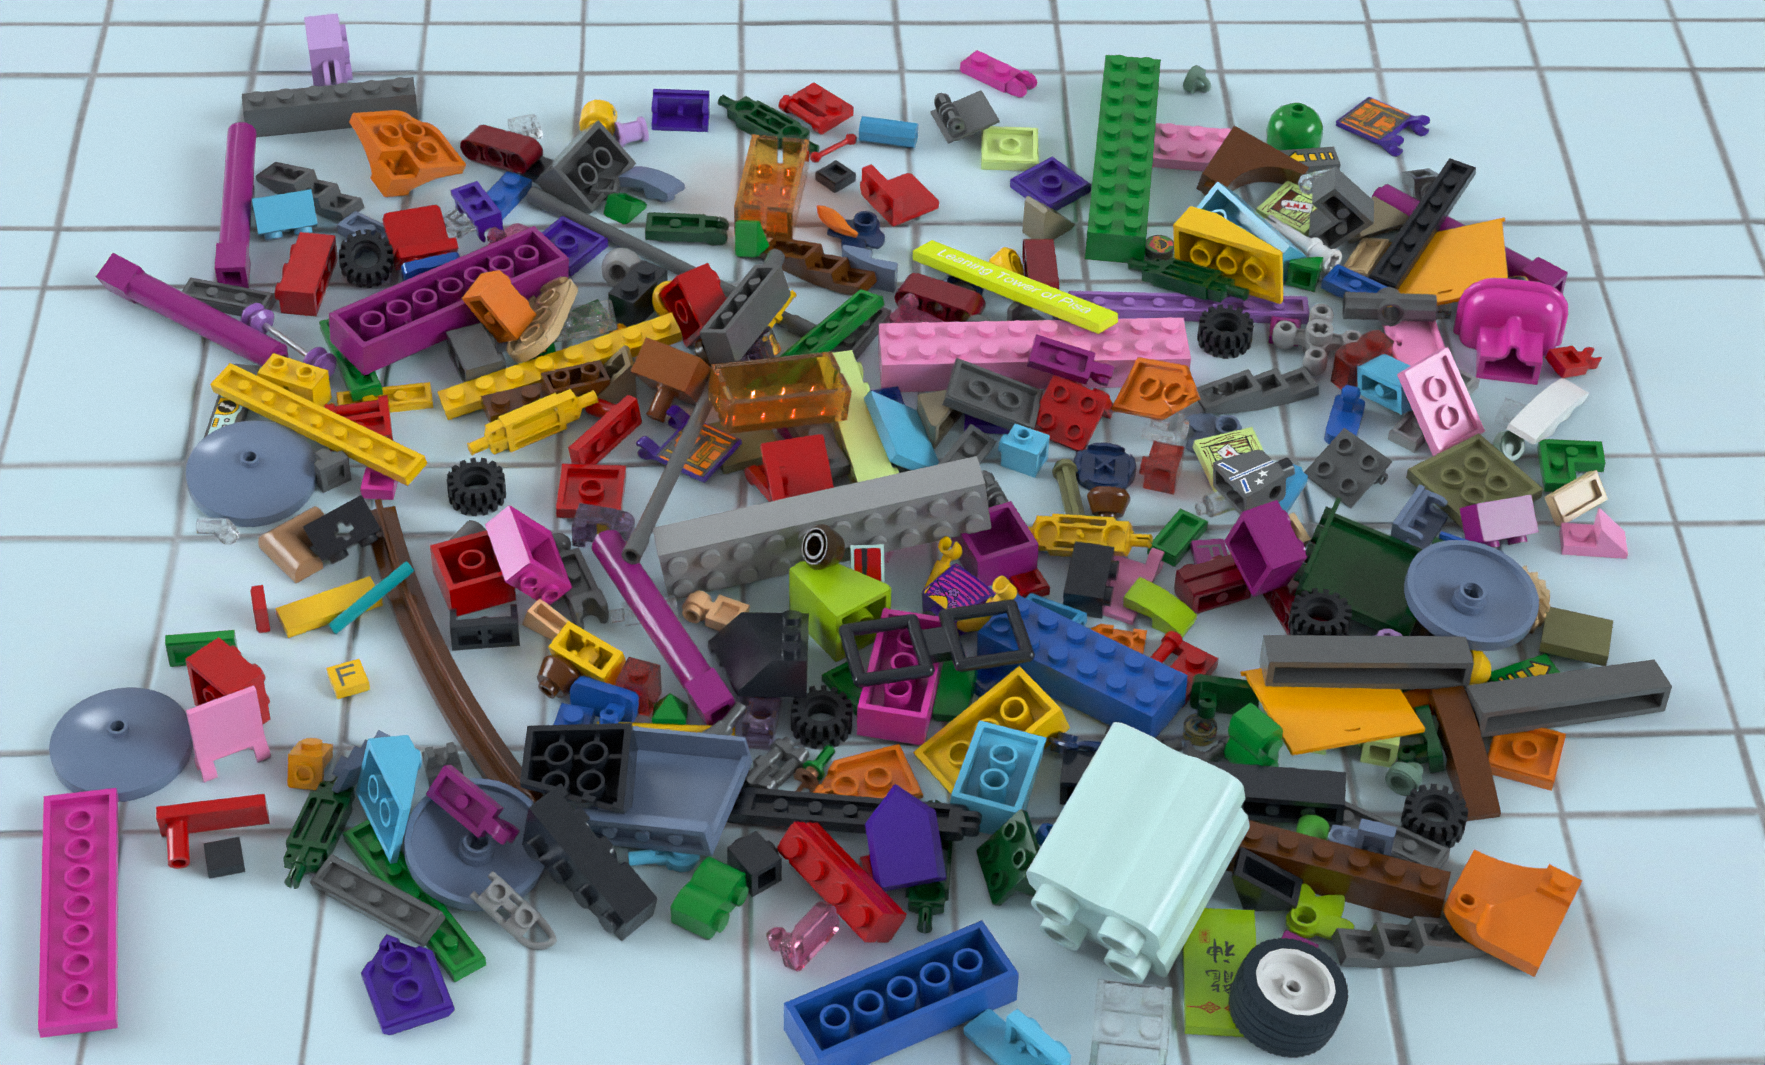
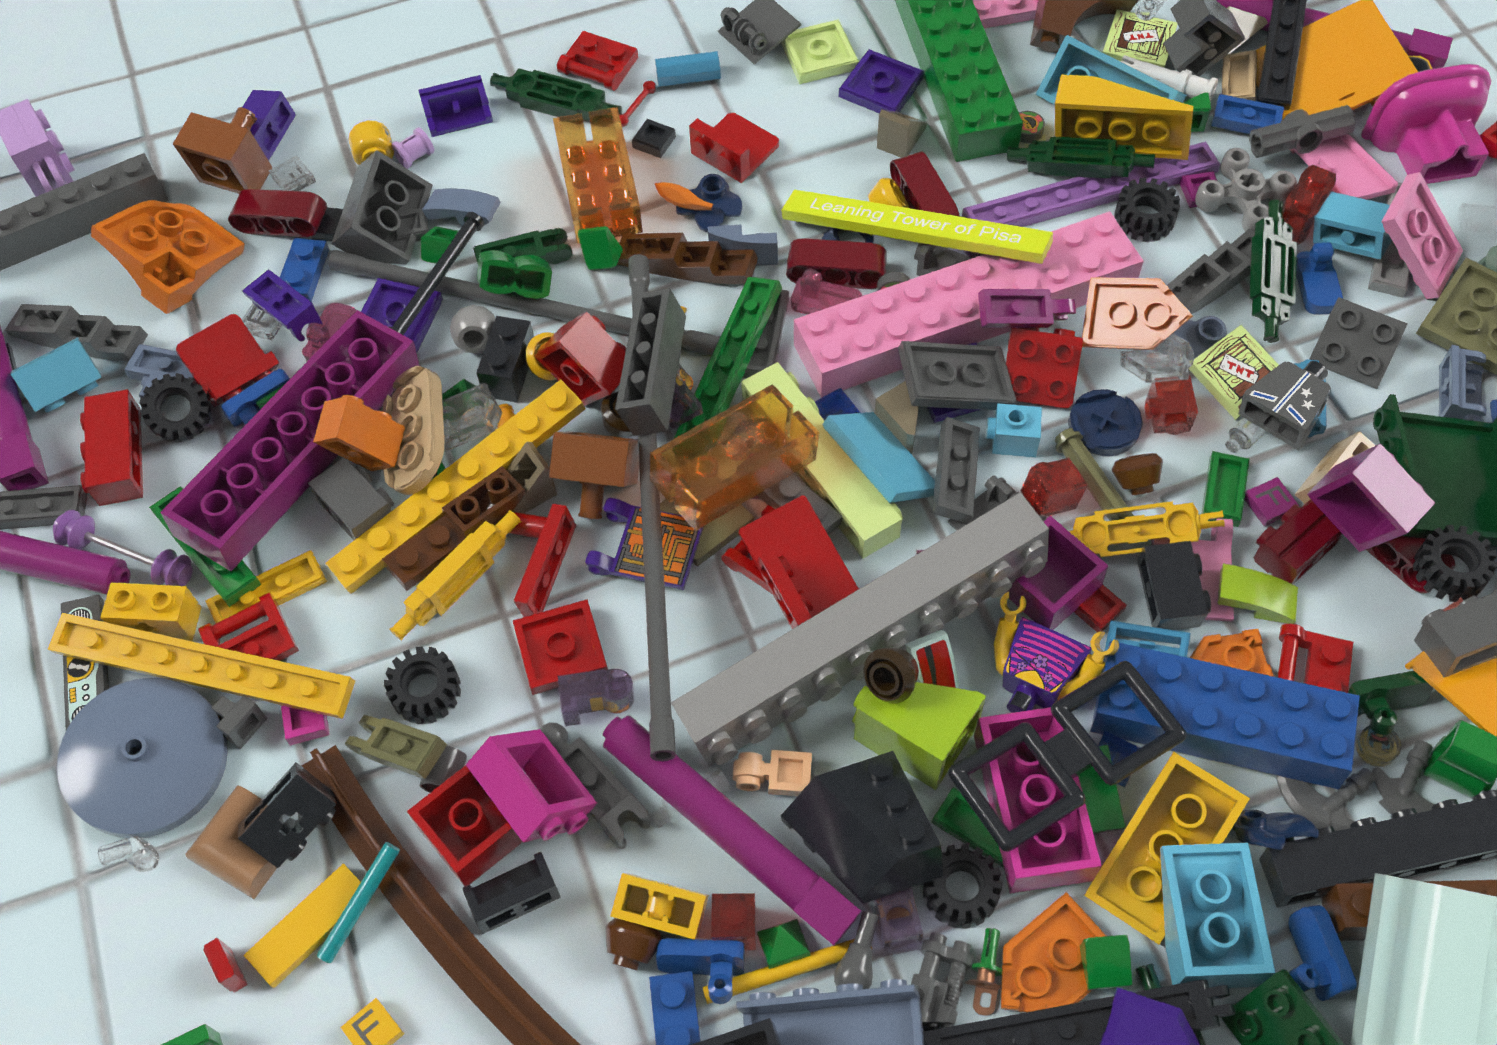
camera: 15 degrees left, 15 degrees up
(440, 512) = (398, 746): none -> olive hinge
(476, 93) = (223, 151): none -> dark orange brick
(516, 83) = (273, 118): none -> dark purple hinge
(544, 619) = (592, 857): light nougat piece -> none
(654, 194) = (472, 223): none -> black bar
(677, 240) = (504, 274): none -> green brick
(905, 775) = (1106, 962): none -> green slope
(1031, 492) = (1054, 487): none -> clear red brick
(1292, 420) = (1273, 271): none -> dark green piece

